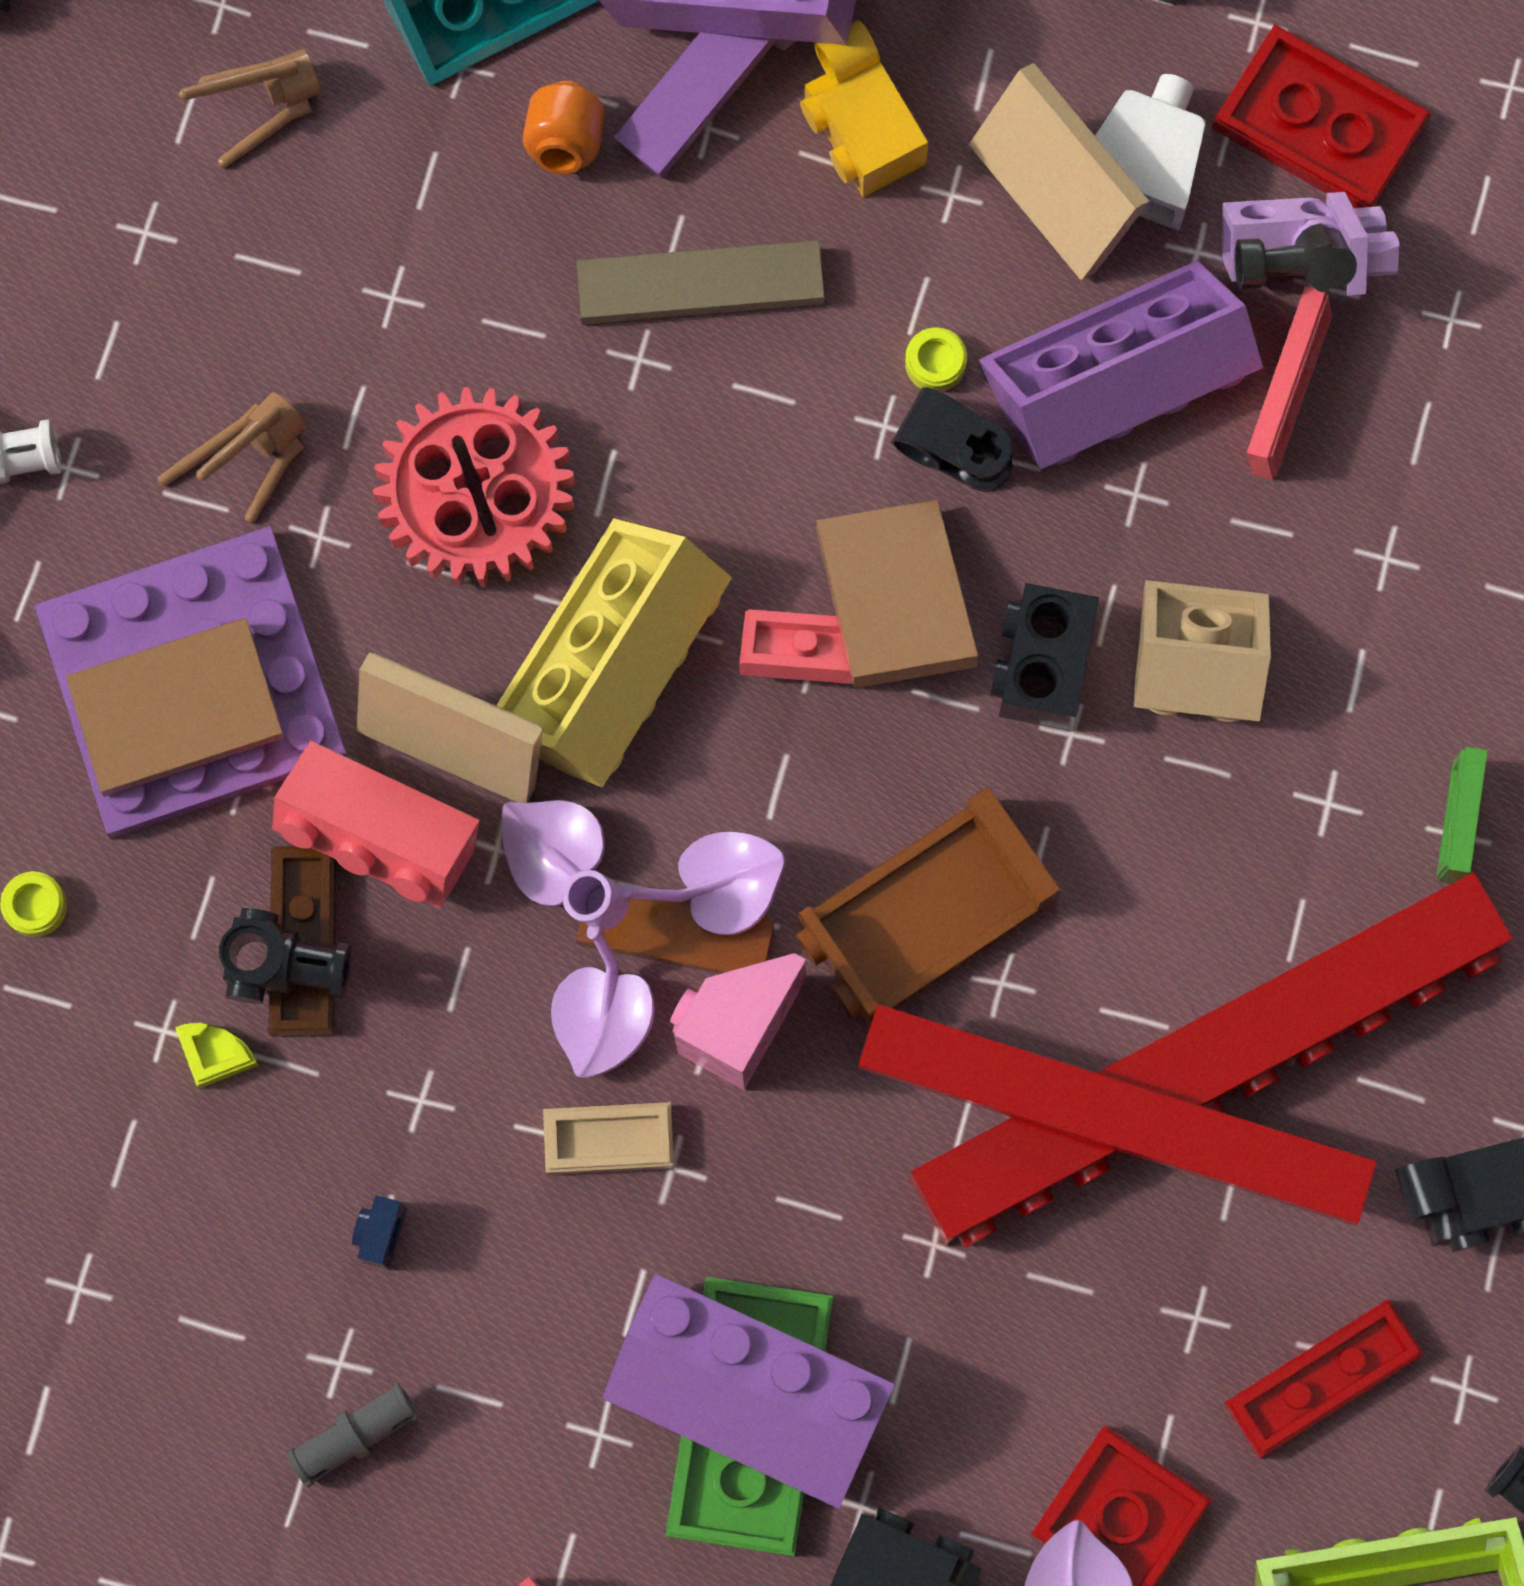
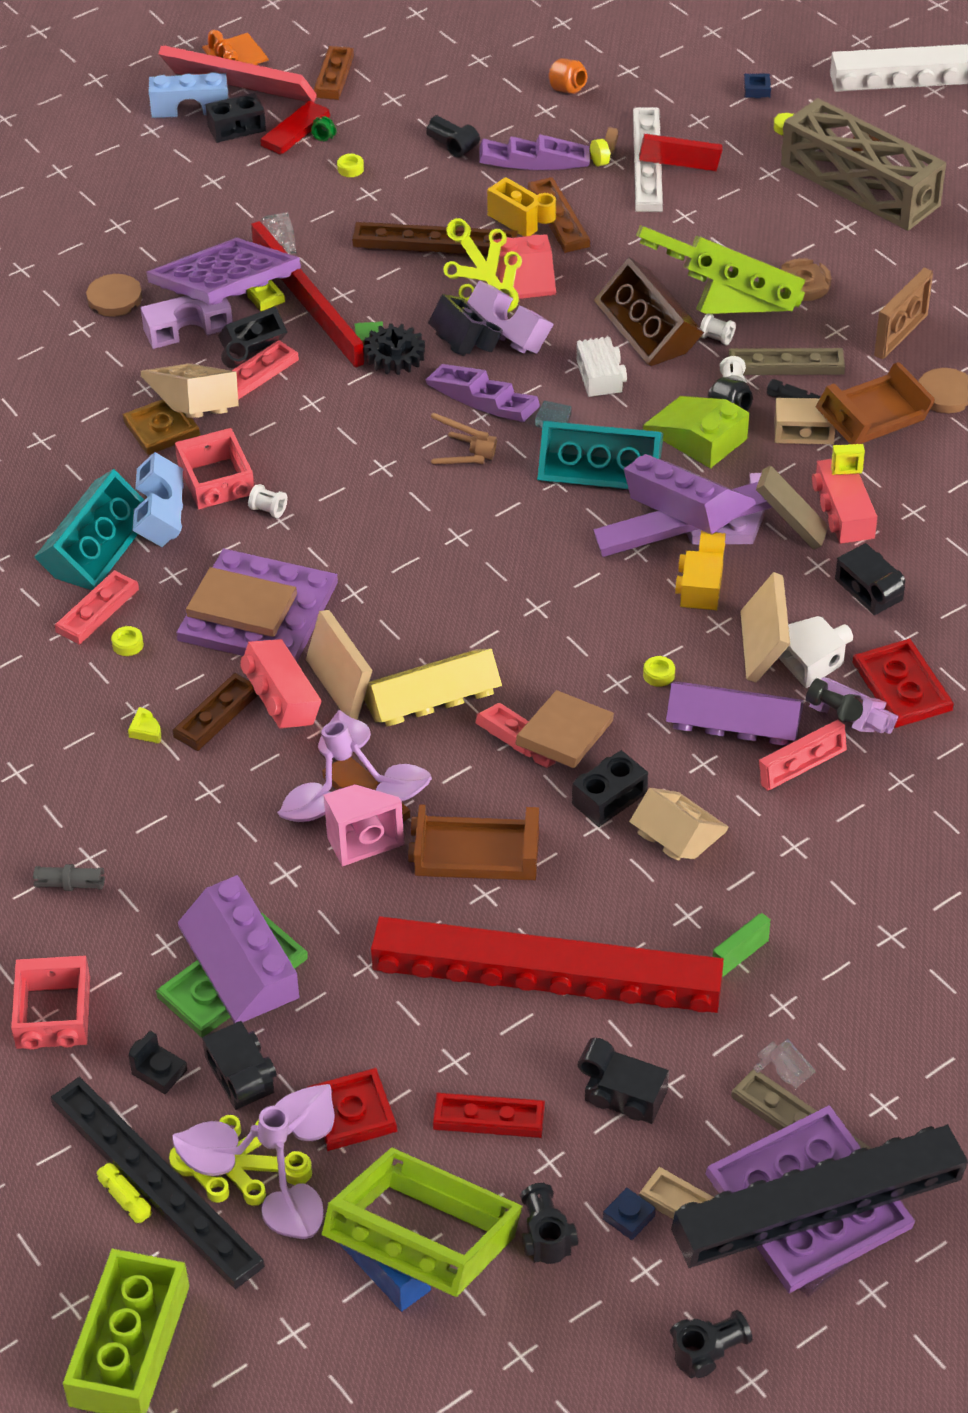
camera: 35 degrees right, 30 degrees down
(267, 429) = (366, 541): medium nougat plant -> none
(286, 963) = (194, 697): black connector -> none
(379, 1231) = (148, 816): dark blue plate -> none
(423, 504) = (447, 612): coral gear -> none
(563, 127) = (575, 513): orange head -> none
(608, 1138) = (270, 846): tan tile -> none
(700, 282) = (585, 594): dark tan tile -> none
(947, 435) = (639, 698): black piece -> none
(1117, 1115) = (485, 947): red tile -> none

